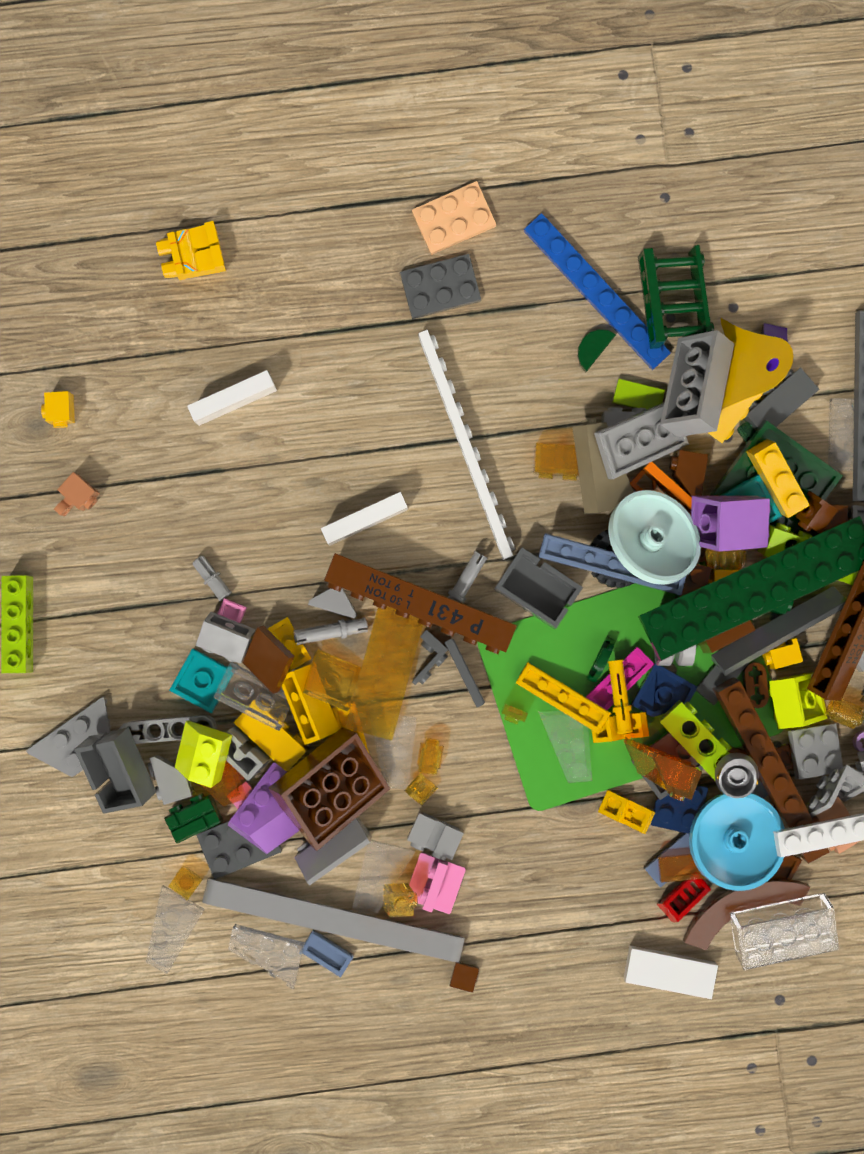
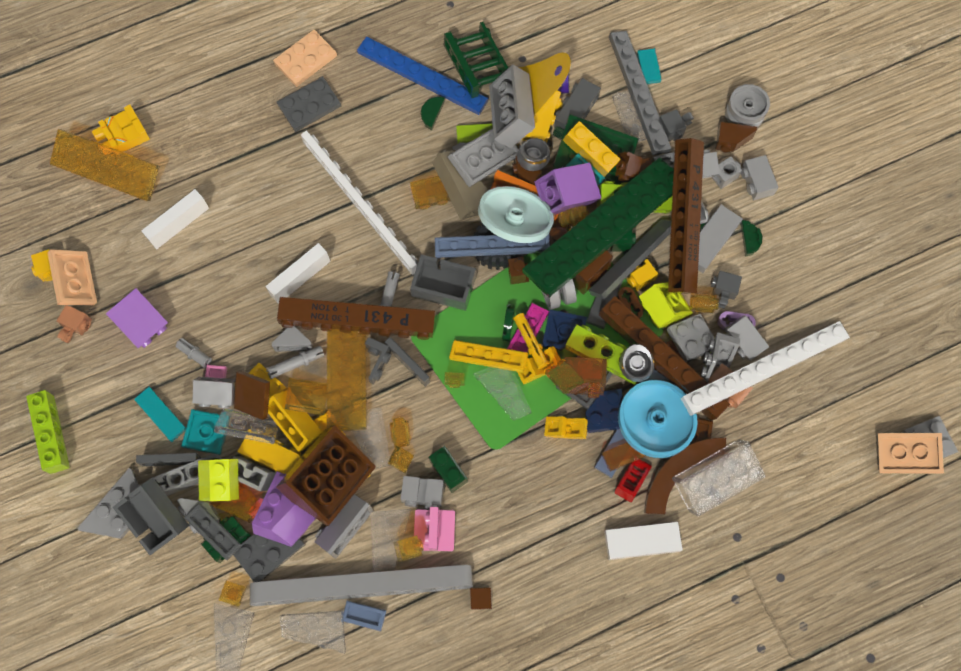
camera: 10 degrees left, 15 degrees down
(88, 437) = (72, 277): none -> light nougat plate
(150, 702) = (166, 459): none -> dark grey tile
(154, 514) = (137, 319): none -> medium lavender slope
(154, 641) = (160, 414): none -> teal tile
(160, 294) = (104, 165): none -> clear yellow plate
(182, 810) = (213, 531): none -> dark grey tile
(472, 819) = (448, 469): none -> dark green brick
(633, 600) = (515, 271): none -> reddish brown brick
(703, 457) = (533, 154): none -> flat silver piece

